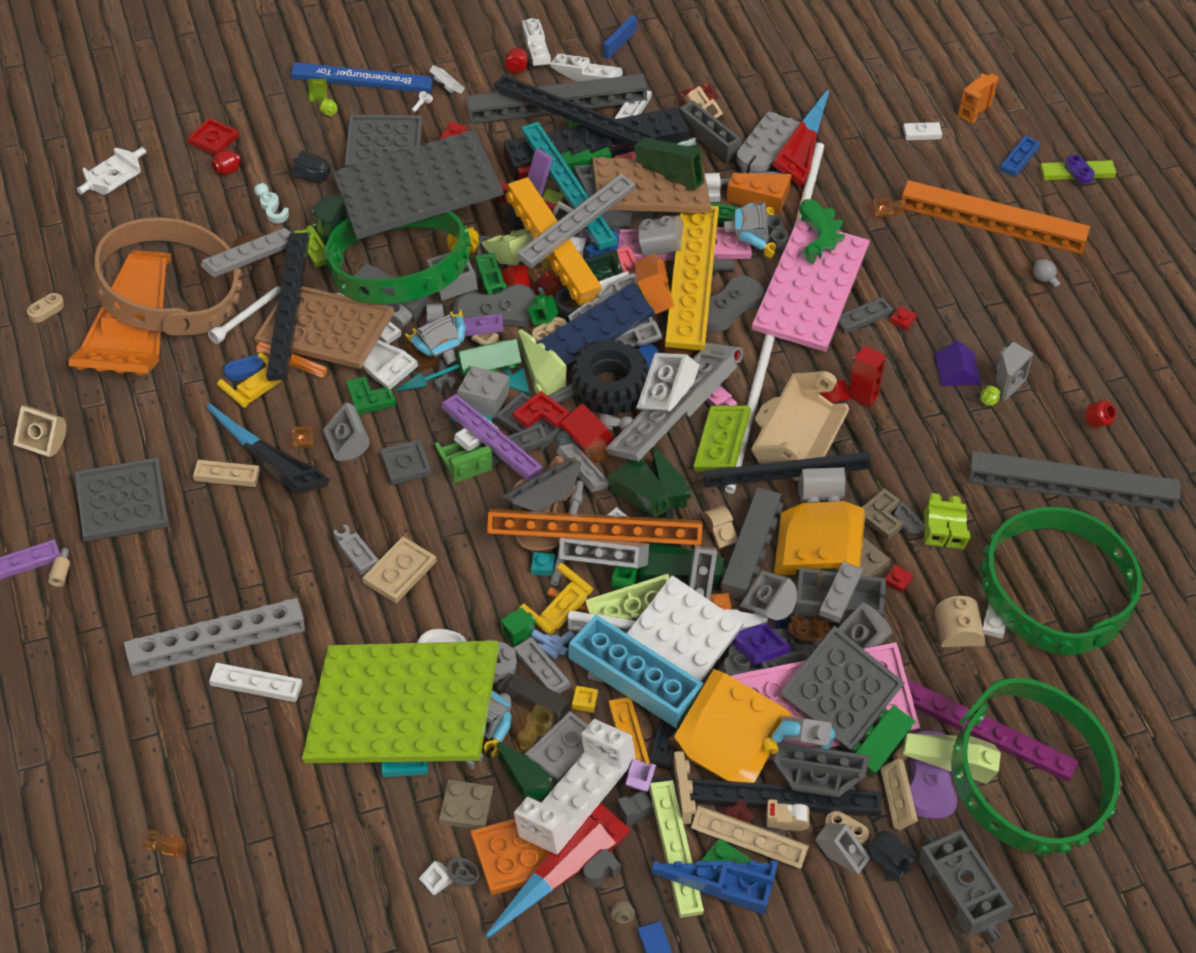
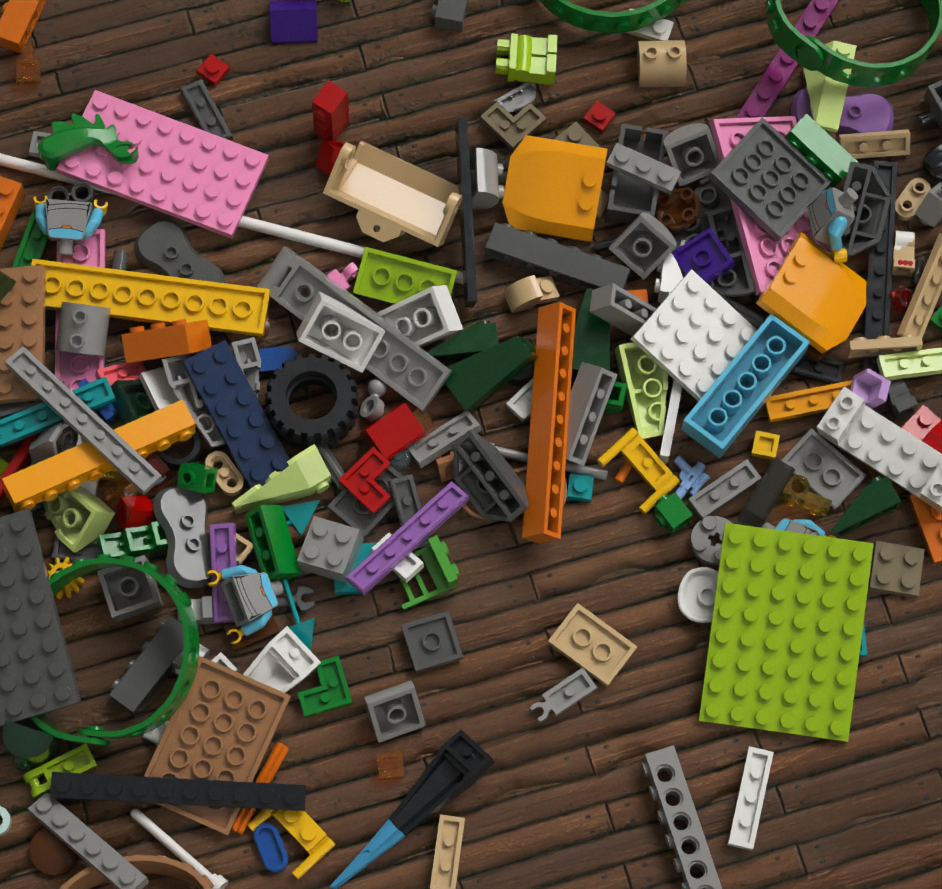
camera: 90 degrees left, 20 degrees up
(687, 446) = (424, 316): none -> white slope

